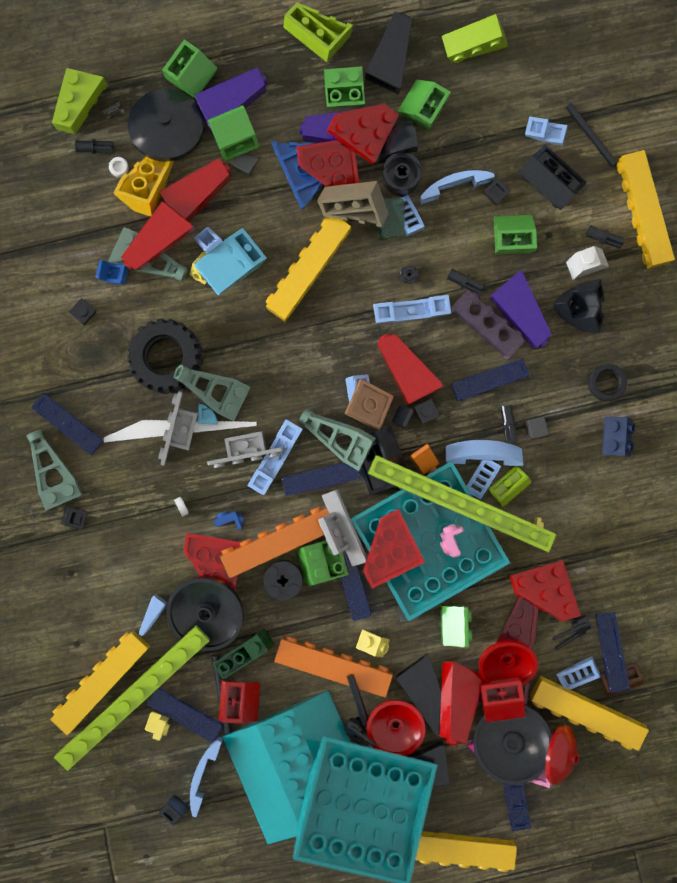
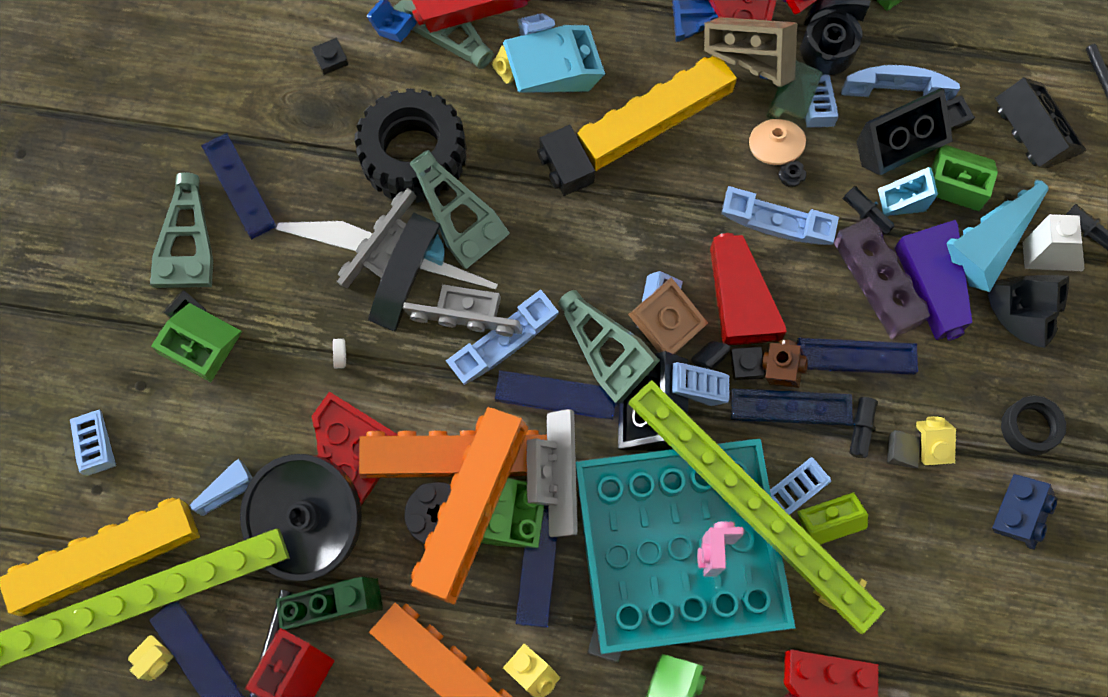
camera: 25 degrees right, 15 degrees down
(54, 623) = (95, 465): none -> light blue slope
(93, 535) = (196, 341): none -> bright green slope
(197, 440) = (402, 271): none -> black slope
(226, 517) = (397, 395): blue bracket -> none
(265, 324) = (566, 160): none -> black brick
(301, 571) = (469, 505): none -> orange brick
(391, 550) = (618, 531): red plate -> none
(395, 263) = (777, 150): none -> light nougat dish
(404, 438) = (702, 384): none -> light blue slope
(424, 460) = (720, 419): orange slope -> none
(454, 410) = (785, 364): none -> reddish brown brick
(462, 427) = (791, 407): none -> clear blue tile
(471, 224) = (905, 133): none -> black slope
(484, 450) = (816, 448): light blue slope -> none
(485, 261) = (909, 194): none -> medium azure slope
(545, 131) = (1044, 65): light blue slope -> none
(546, 280) = (989, 245): none -> medium azure wedge
(554, 414) = (937, 441): none -> light yellow bracket

